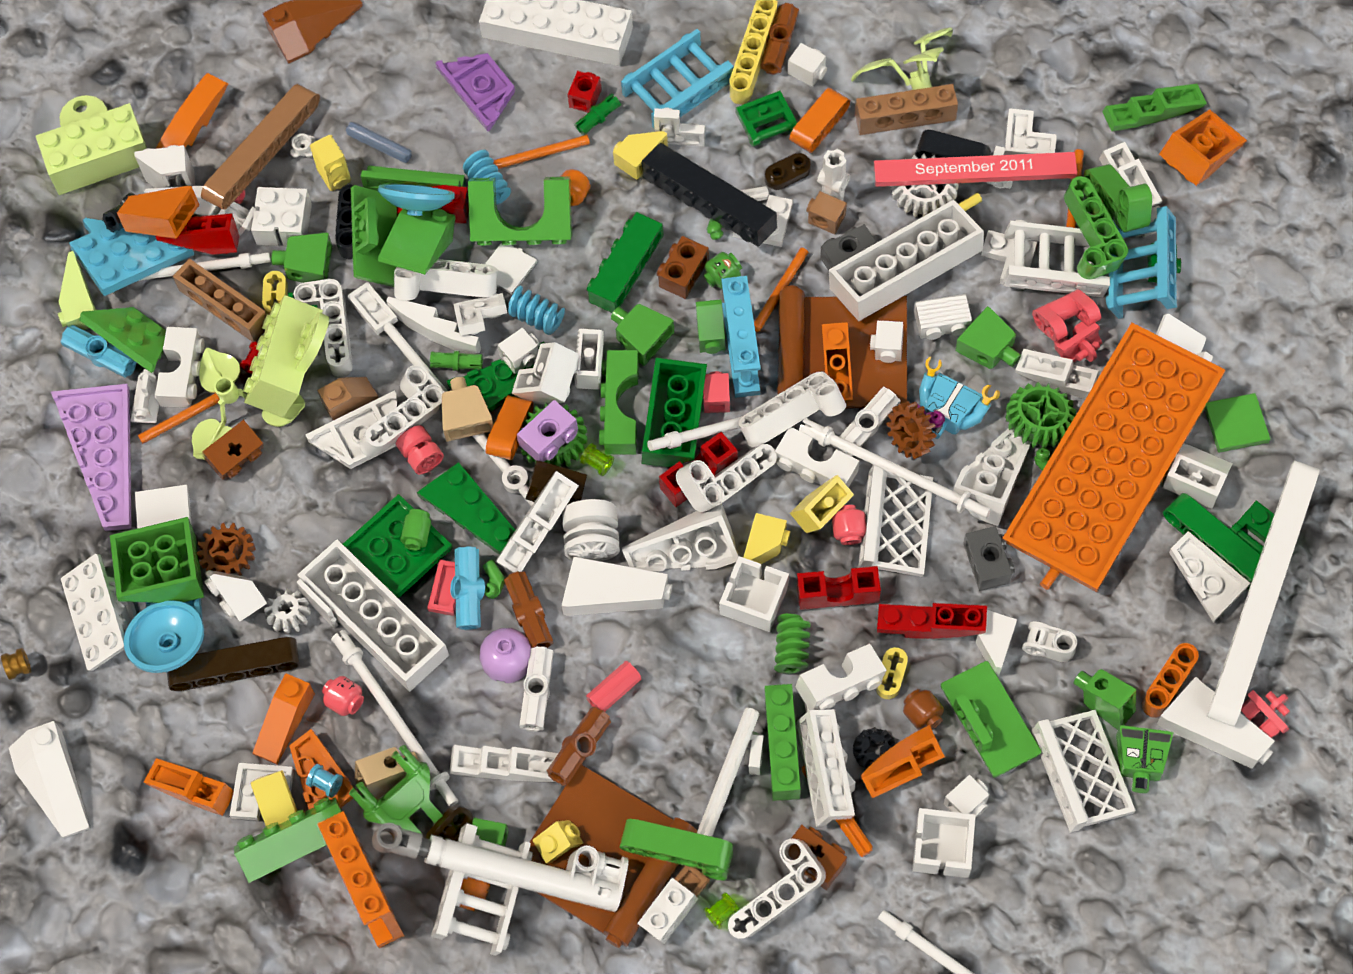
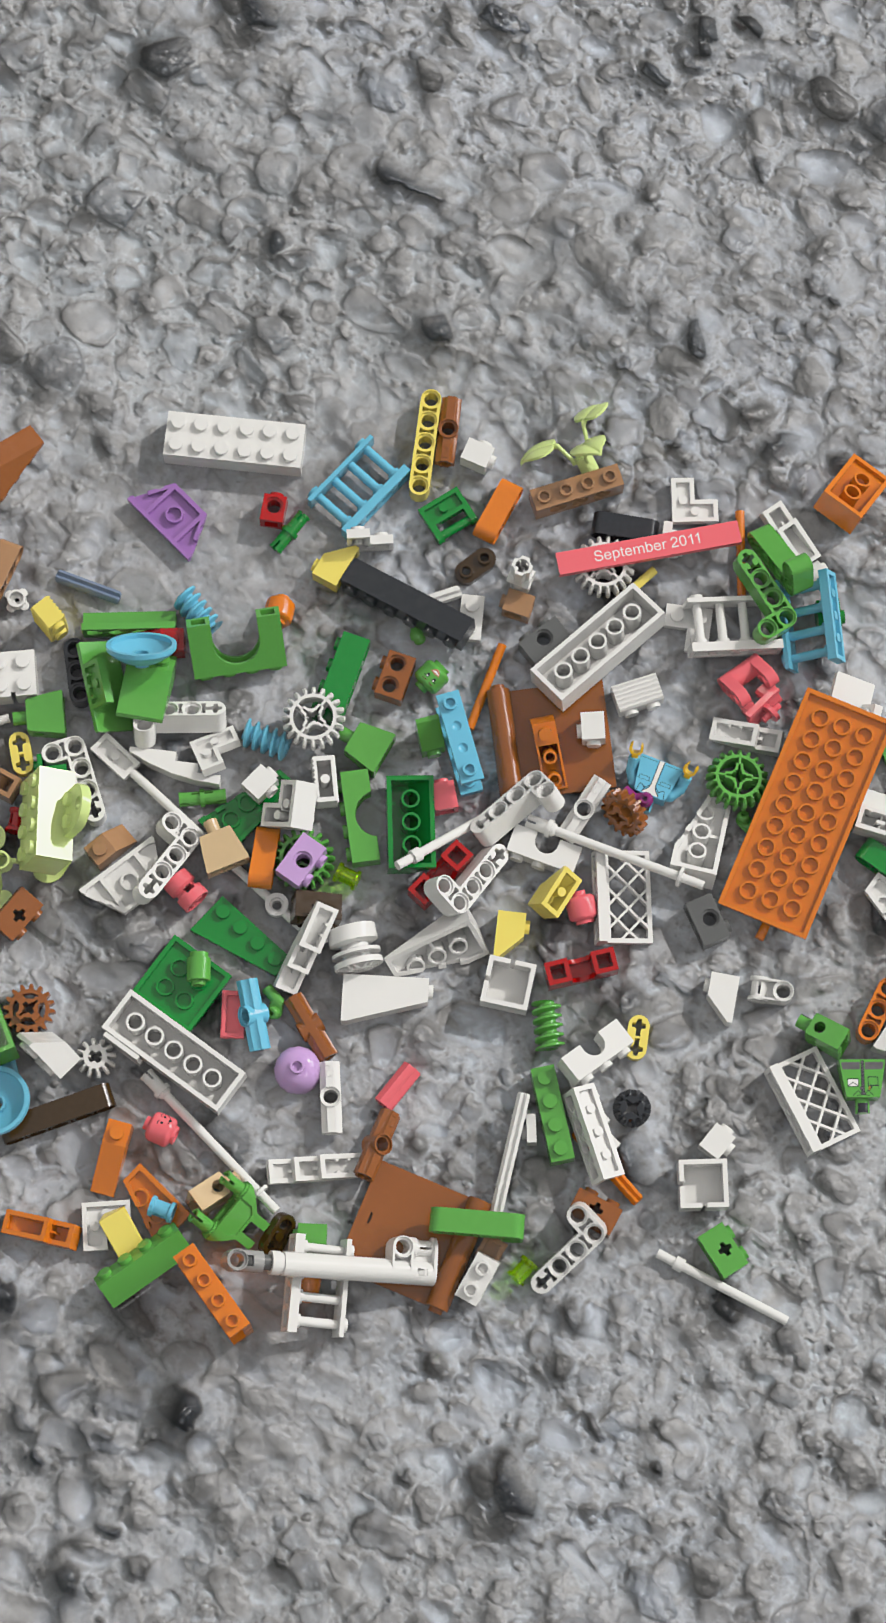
camera: 15 degrees left, 10 degrees up
(511, 266) = (235, 696): white piece -> none
(542, 151) = (243, 576): orange bar -> none
(557, 840) = (373, 1231): light yellow bracket -> none
(587, 277) = (297, 706): none -> white gear
(902, 762) = (658, 1118): orange slope -> none
(923, 709) = (669, 1068): dark orange head -> none
(932, 622) = (666, 987): red slope -> none
(957, 938) = (710, 1245): none -> bright green brick
(988, 341) = (681, 714): bright green torso -> none
(990, 719) = (727, 1067): bright green bracket -> none
(1153, 108) = (804, 458): bright green slope -> none

